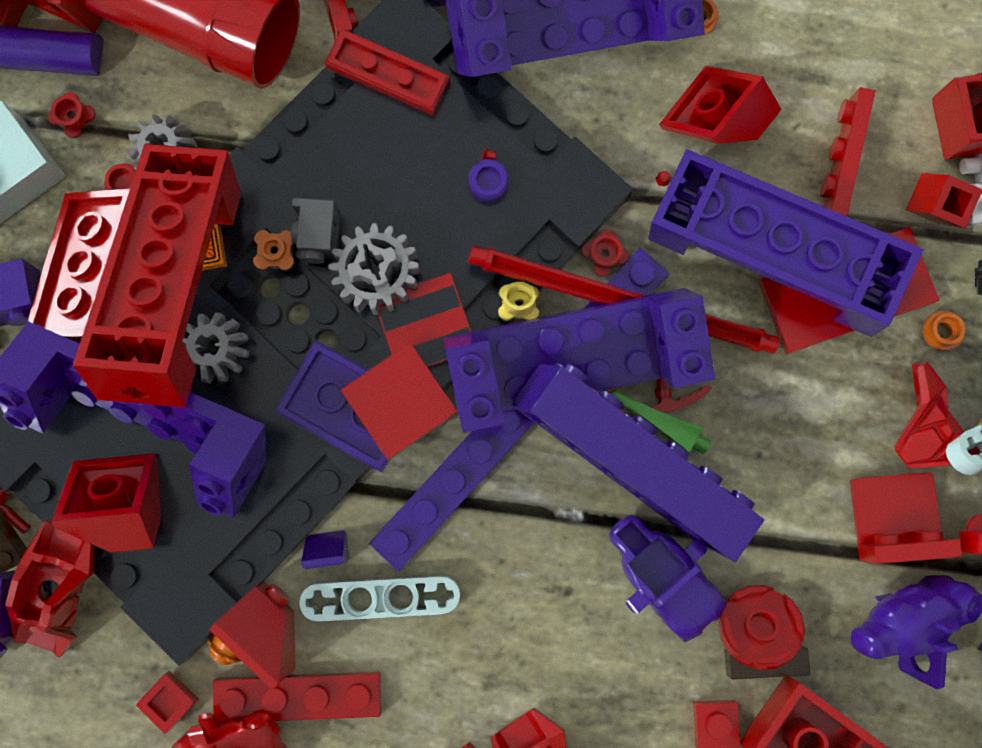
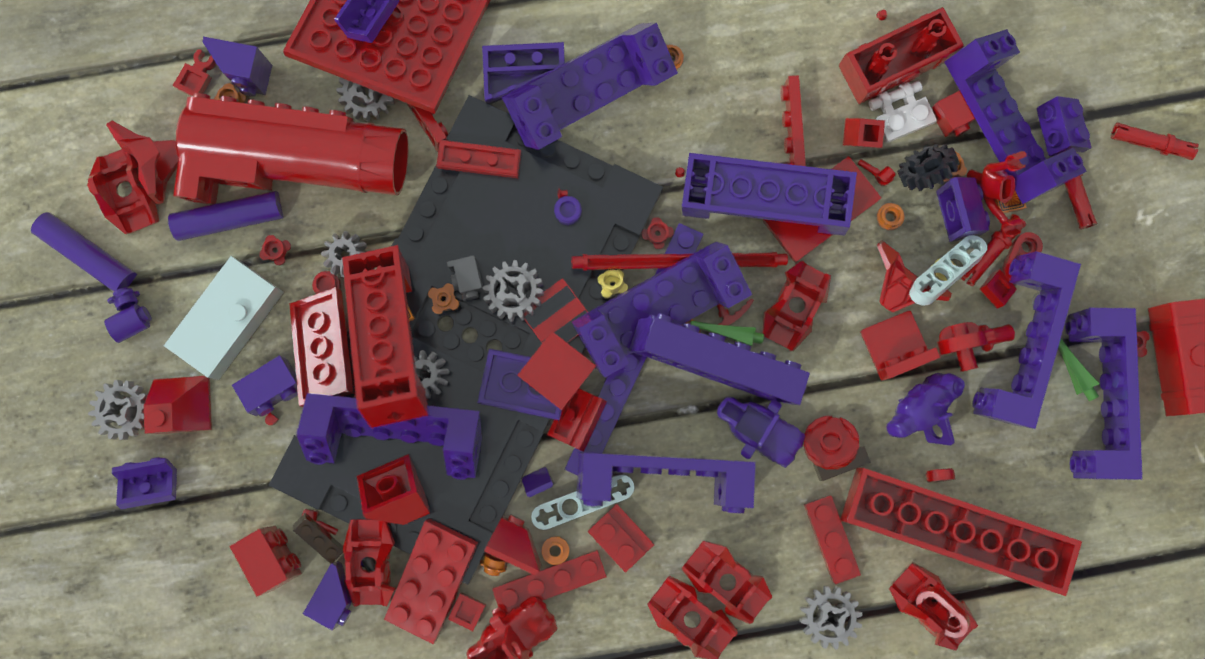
camera: 20 degrees left, 0 degrees up
(128, 643) = (430, 581): none -> red plate
(330, 648) = (555, 541): none -> orange plate
(409, 480) = (578, 420): none -> red plate
(418, 667) = (621, 538): none -> red plate
(603, 635) = (732, 485): none -> dark purple plate
(723, 107) = (704, 115): red slope -> none
(744, 436) = (783, 324): none -> red piece
(905, 725) = (940, 475): none -> red tile
(948, 272) = (883, 177): none -> red hand

